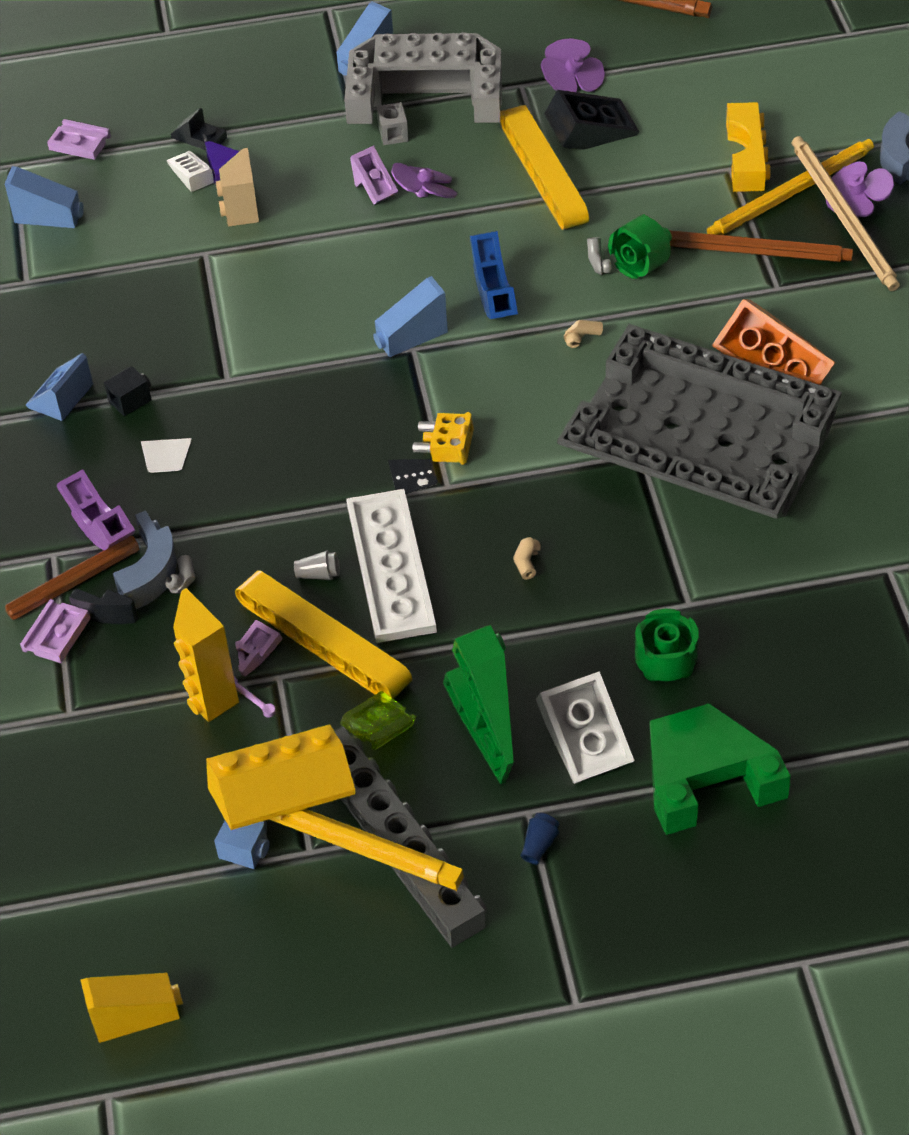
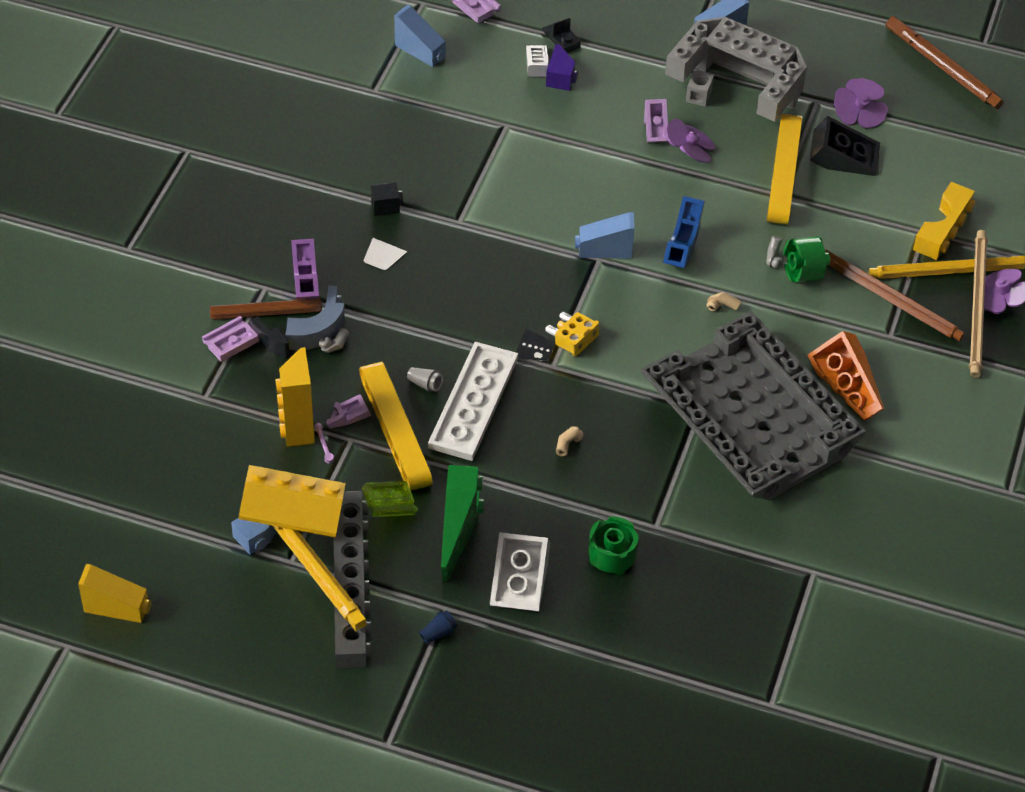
camera: 25 degrees right, 0 degrees up
(63, 389) = (345, 178): medium blue slope -> none
(237, 191) = (554, 89): tan slope -> none
(705, 749) = (585, 626): green wedge -> none

